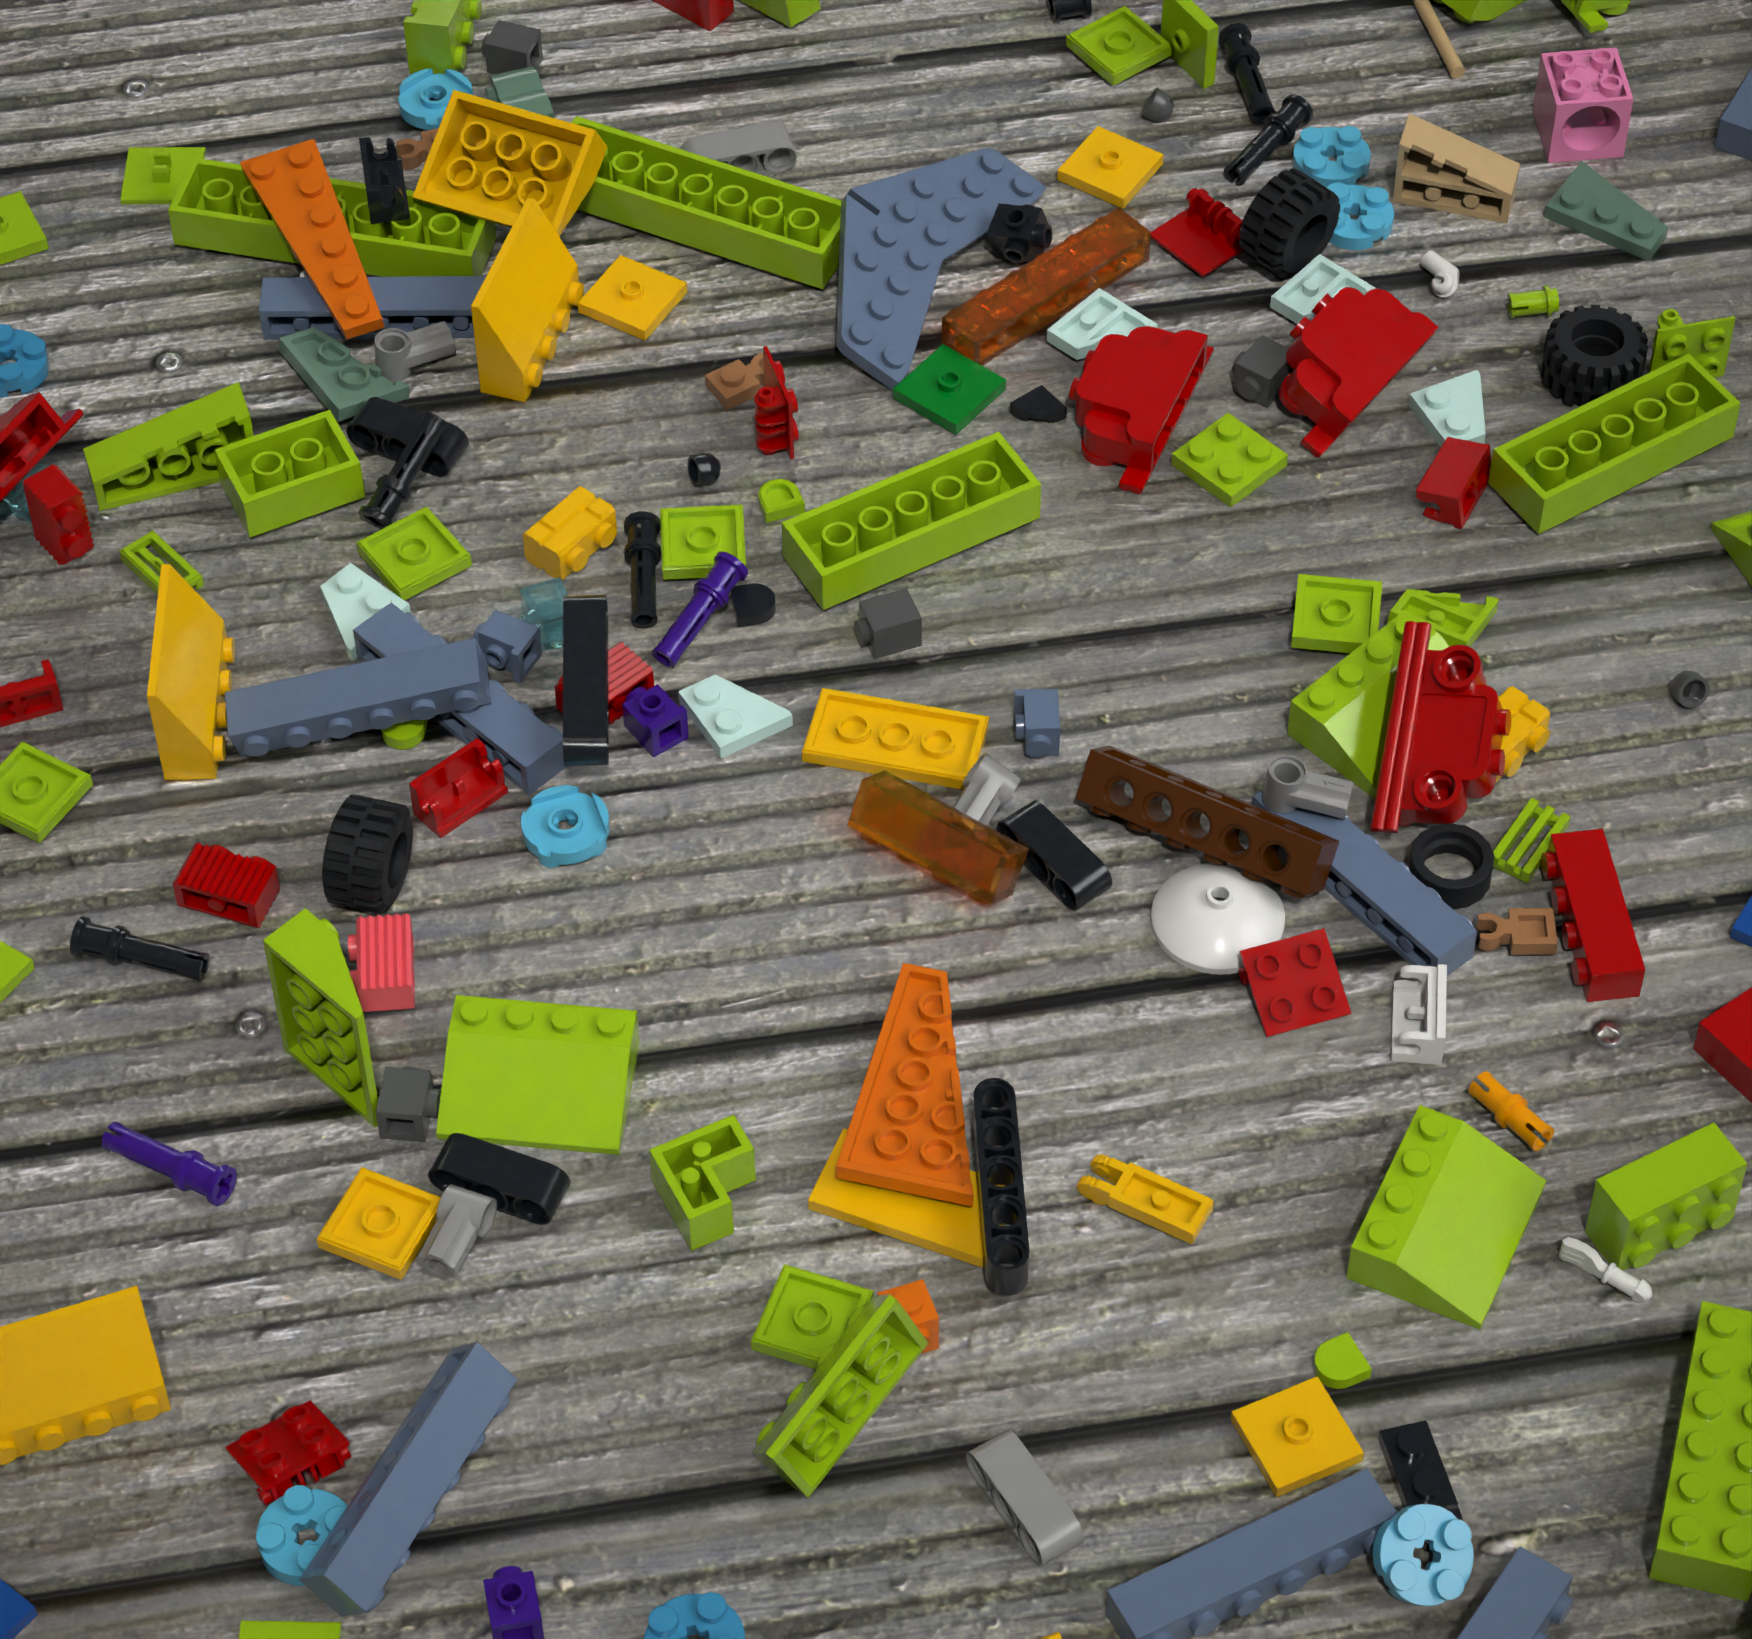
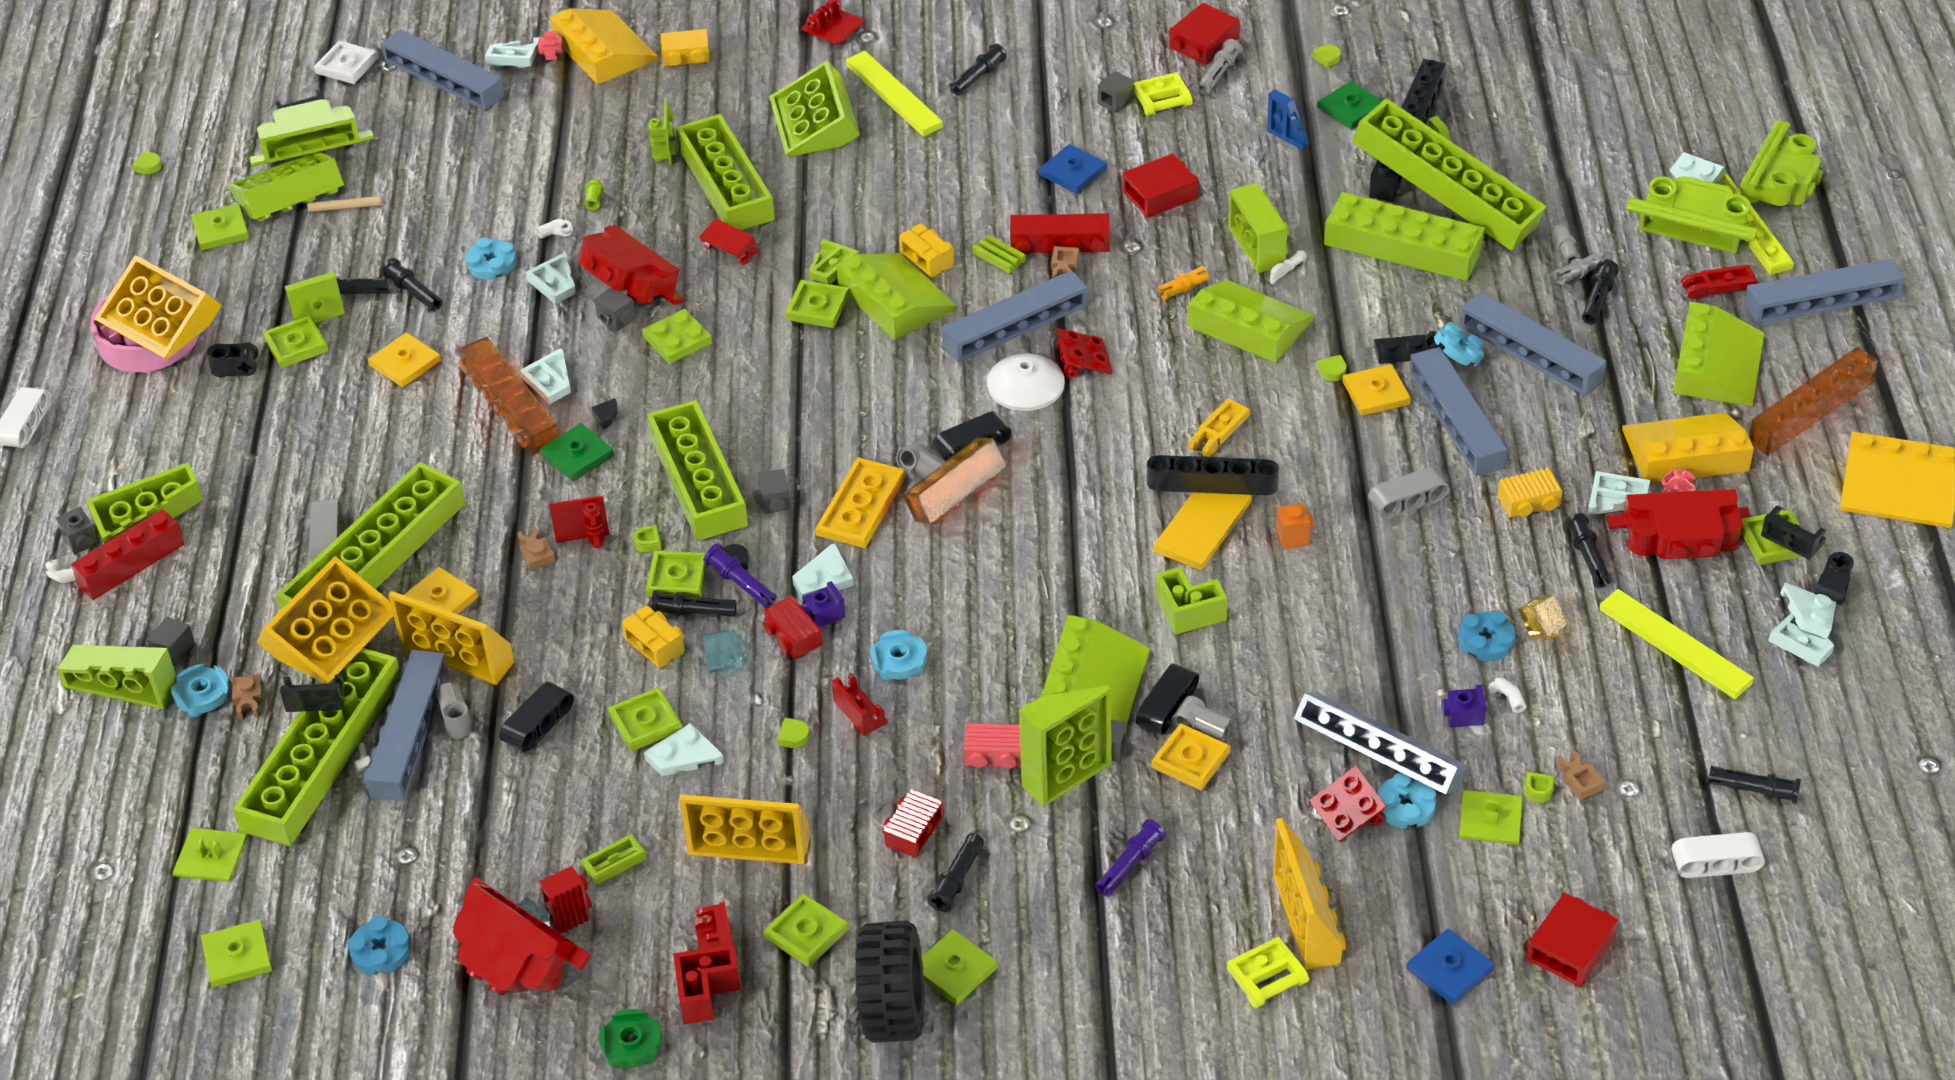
camera: 80 degrees left, 5 degrees down
(168, 451) = (516, 836): lime wedge -> none
(290, 473) = (560, 774): lime brick -> none
(307, 213) = (308, 740): orange wing -> none
(335, 376) = (469, 751): sand green wing -> none
(358, 697) = (786, 729): sand blue brick -> none
(367, 854) = (919, 735): black tyre -> none
(395, 487) = (589, 719): black pin -> none
(509, 644) = (743, 671): sand blue brick -> none
(509, 729) = (779, 698): sand blue brick -> none
(521, 90) = (228, 639): sand green brick -> none
(585, 681) = (803, 618): black beam -> none
(703, 469) = (613, 571): black hinge -> none
(806, 1315) = (1283, 569): lime plate -> none
(841, 1394) = (1358, 535): lime slope -> none
(895, 244) = (445, 446): sand blue wing -> none
(910, 1106) = (1142, 510): orange wing -> none
(1019, 232) = (459, 399): black brick -> none
(1037, 721) = (871, 433): sand blue brick -> none
(1135, 396) = (623, 362): red brick -> none
(1158, 106) = (358, 328): dark grey hinge -> none
(1202, 234) = (484, 321): red hinge -> none
(1289, 222) = (507, 272): black tyre -> none
(1292, 786) = (966, 315): light grey piece -> none
(1307, 850) = (924, 398): reddish brown brick -> none
(1343, 143) = (444, 254): medium azure plate -> none
(1419, 1015) = (1114, 306): white hinge -> none
(1439, 735) = (937, 261): red brick -> none
(1452, 408) = (670, 239): light aqua wing -> none
(1453, 173) = (480, 207): tan wedge -> none
(1454, 840) = (1012, 270): black tyre -> none
(1582, 105) = (447, 143): bright pink brick -> none
(1592, 353) = (653, 172): black tyre -> none
(1605, 213) = (526, 159): sand green wing -> none
(1693, 686) = (906, 178): dark grey hinge -> none

